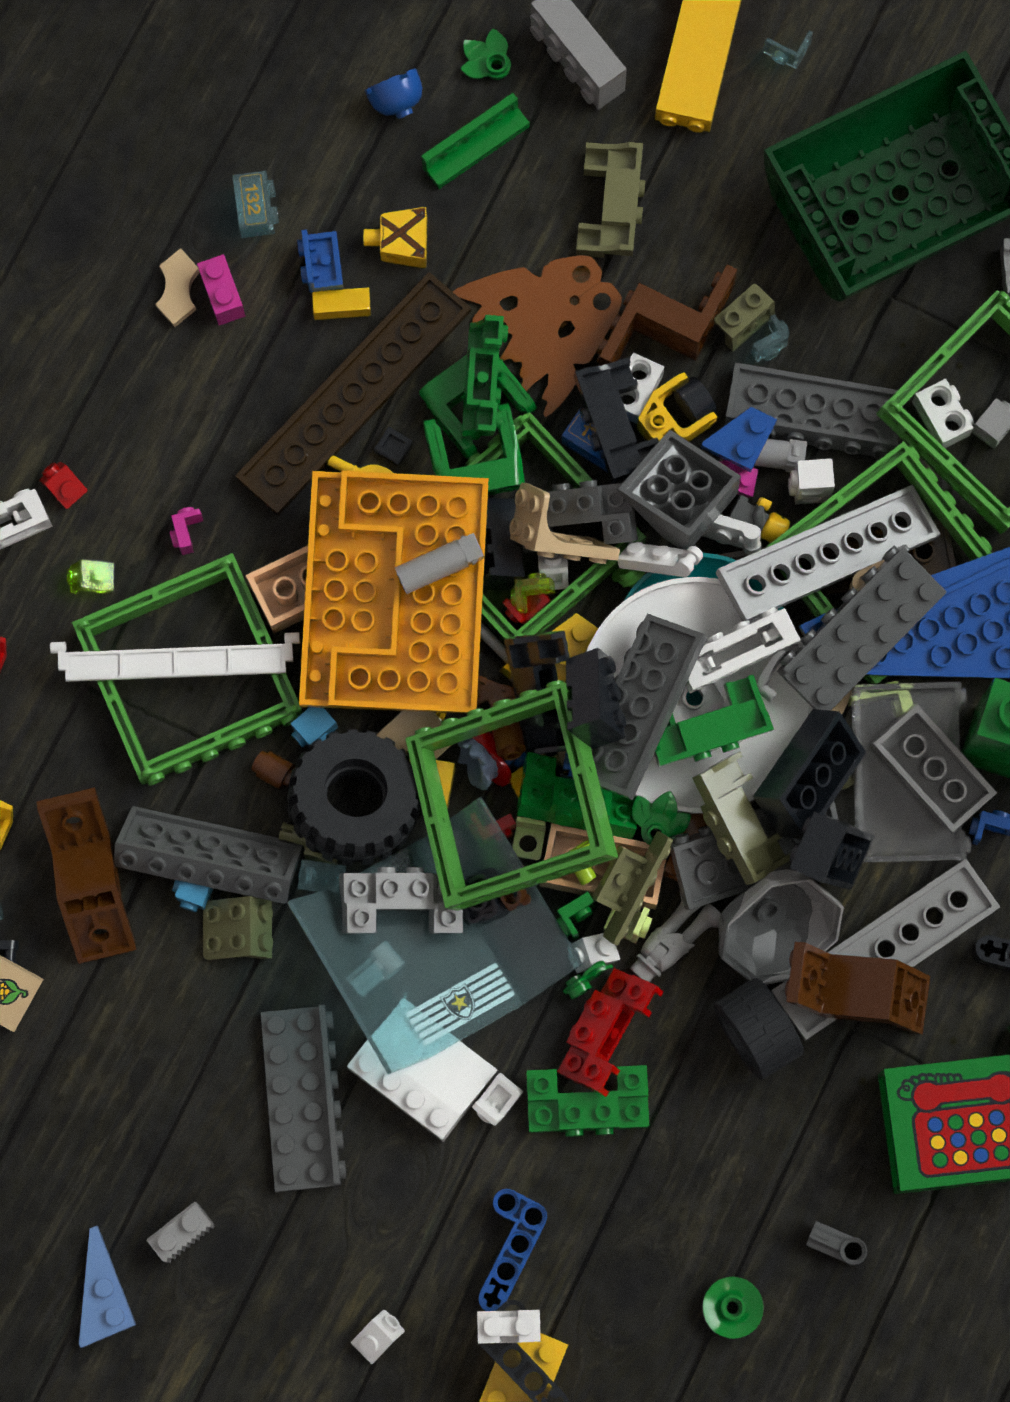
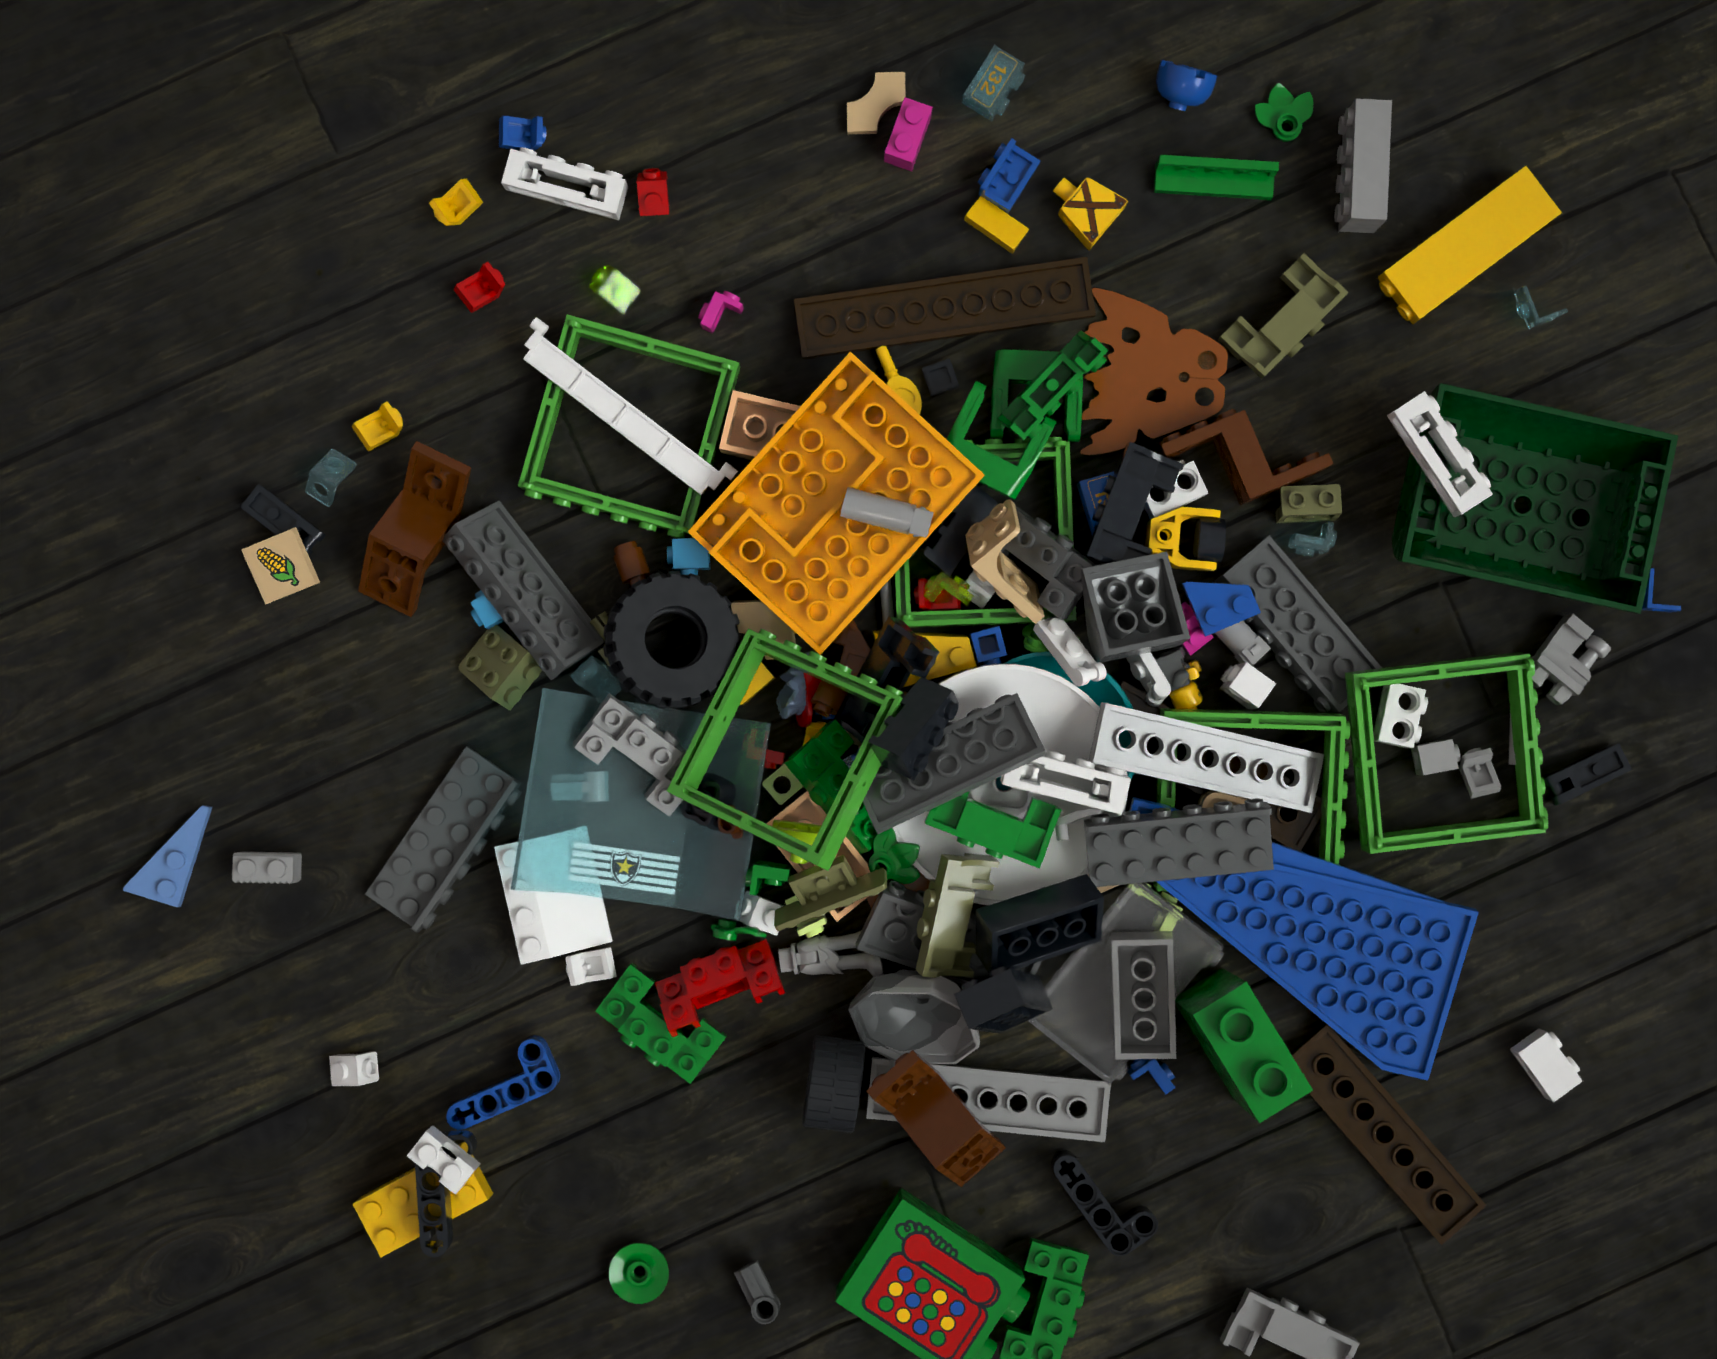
camera: 35 degrees right, 10 degrees up
(595, 607) = (988, 646): none -> blue brick
(767, 187) = (1461, 492): none -> white brick

